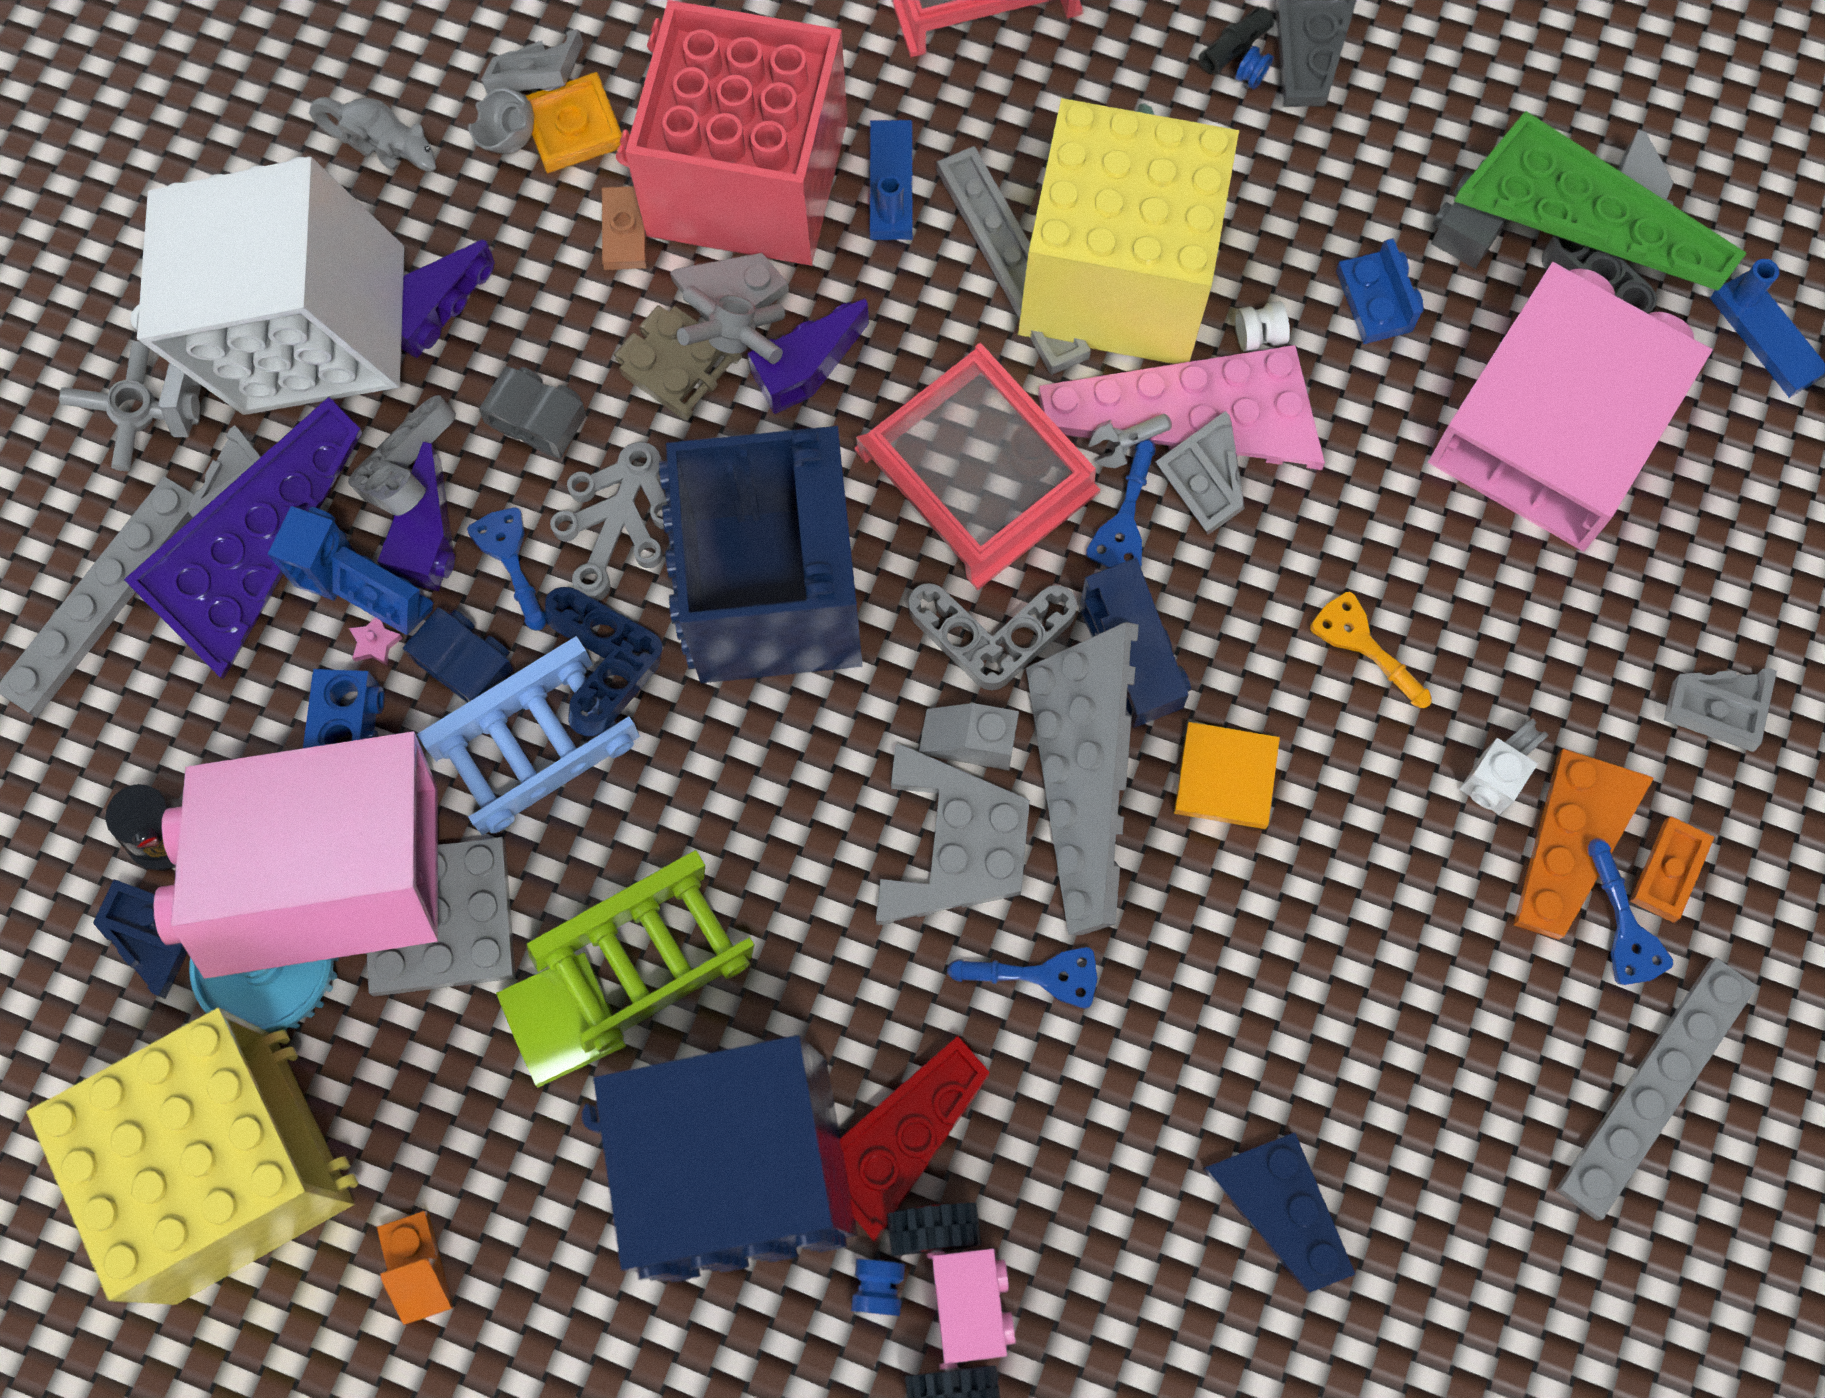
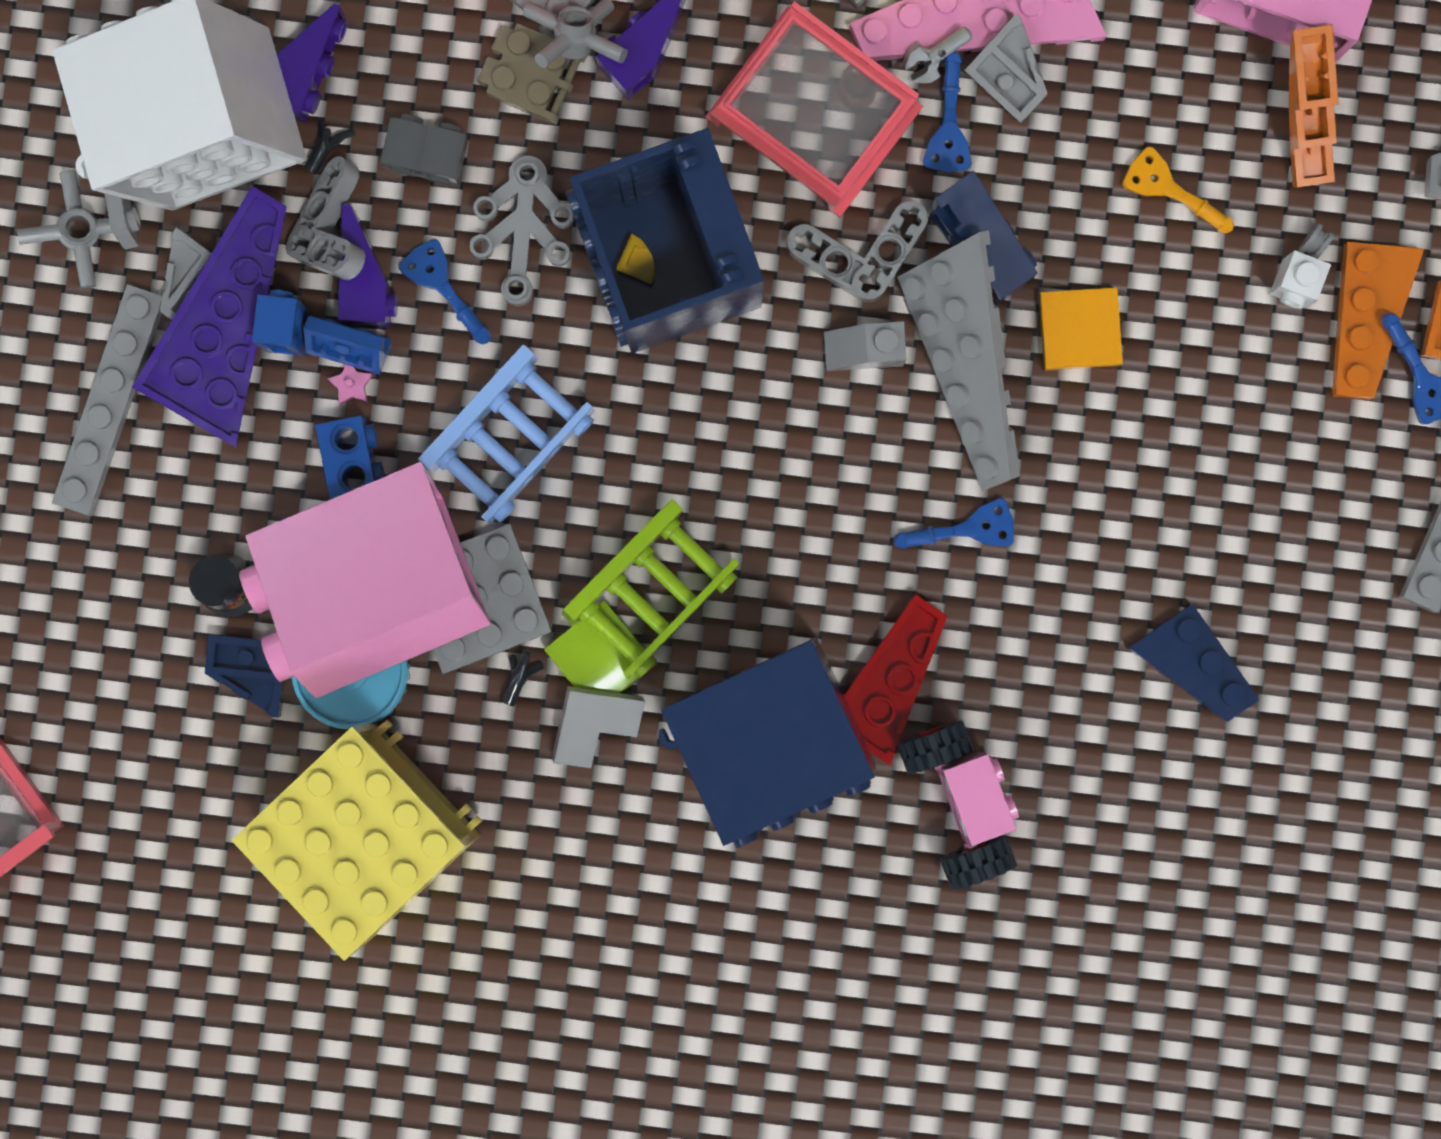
camera: 15 degrees left, 15 degrees up
(414, 1268) = (543, 871): orange slope -> none
(426, 385) = (324, 145): none -> black bar
(457, 656) = (427, 382): dark blue brick -> none
(458, 1020) = (518, 676): none -> black bar
(523, 1084) = (586, 715): none -> light grey tile
(616, 653) = (563, 353): dark blue beam -> none
(733, 581) = (637, 261): none -> yellow tile
(878, 1287) = (901, 802): blue wheel -> none
(975, 841) = (890, 430): light grey wing -> none
(1546, 582) = (1312, 104): none -> orange slope

